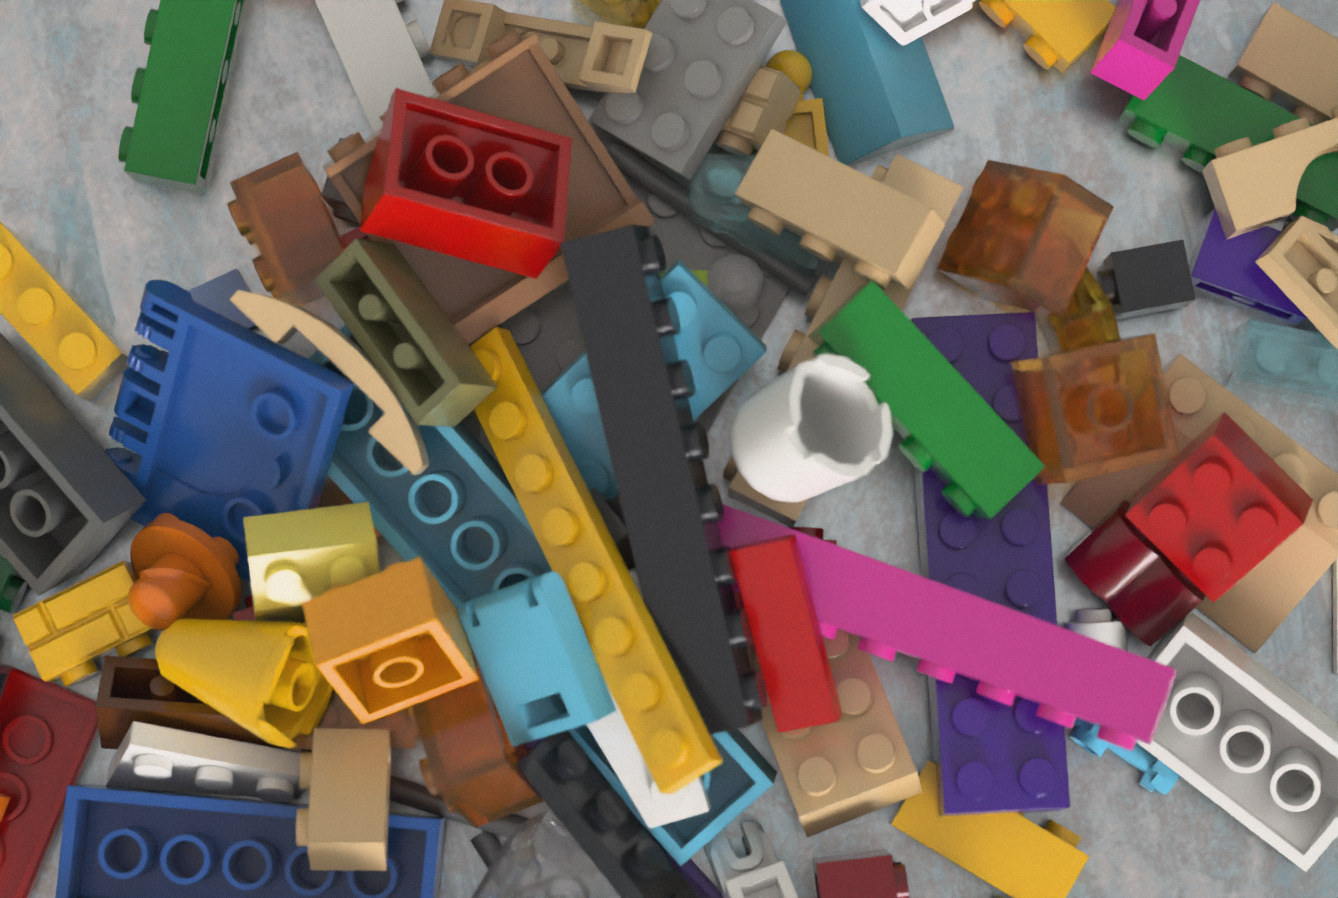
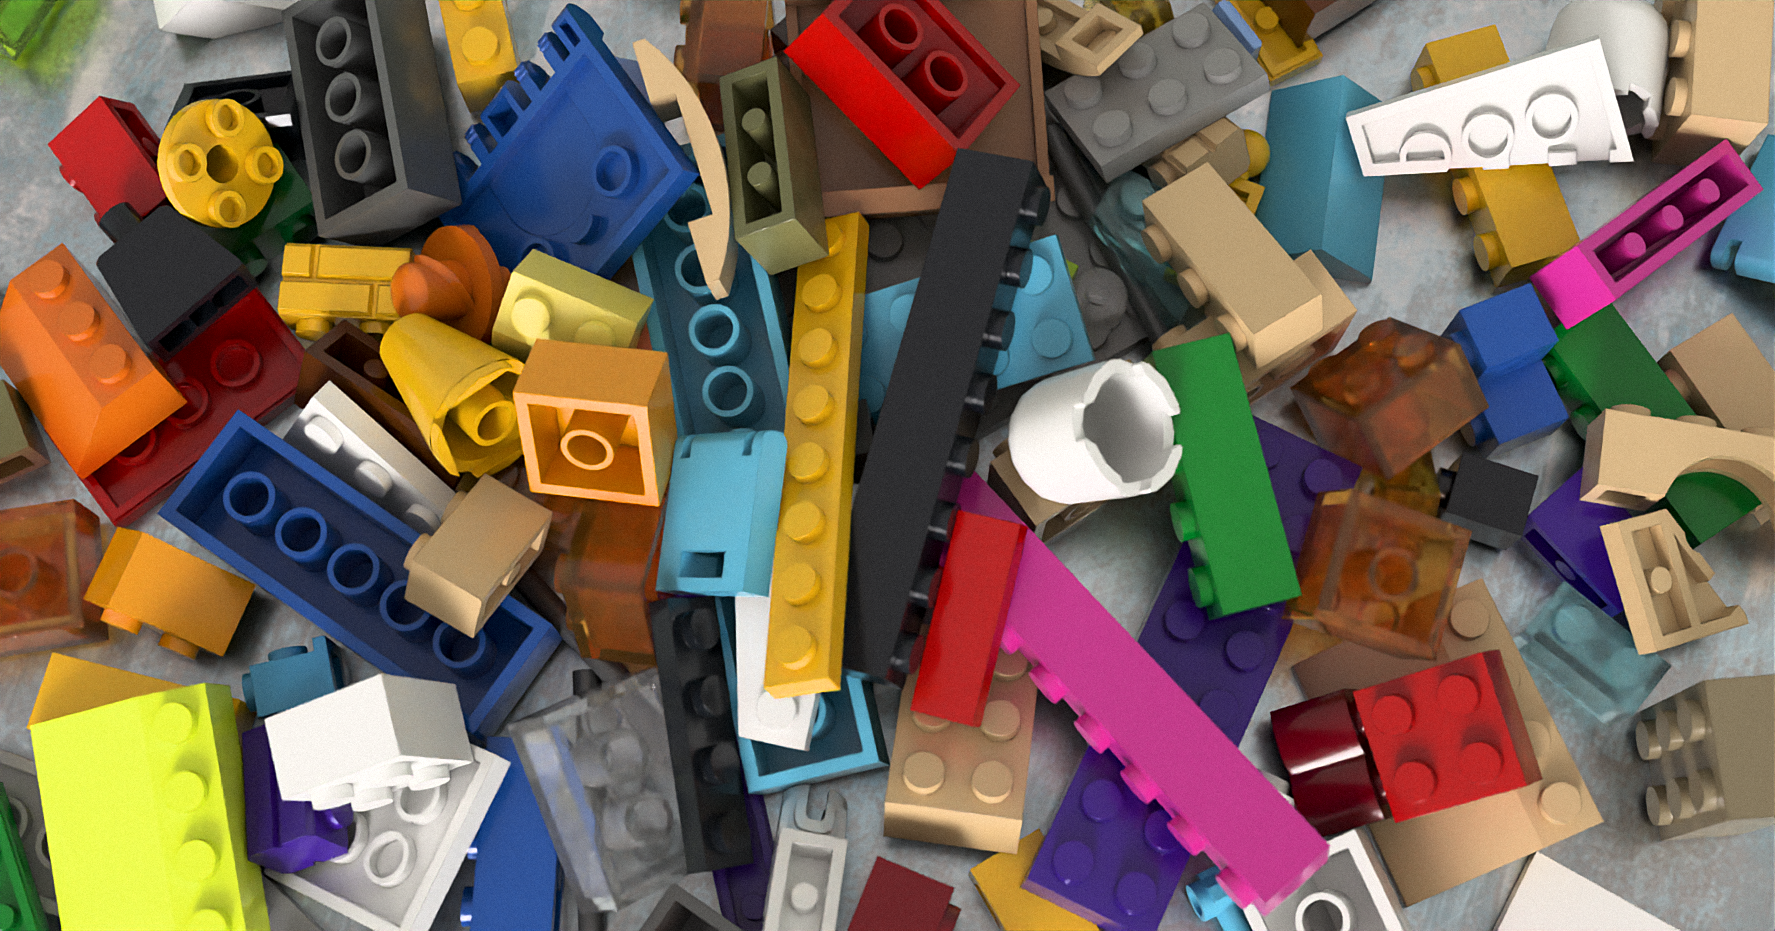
camera: 25 degrees right, 10 degrees down
(1107, 156) = (1505, 349): none -> blue brick

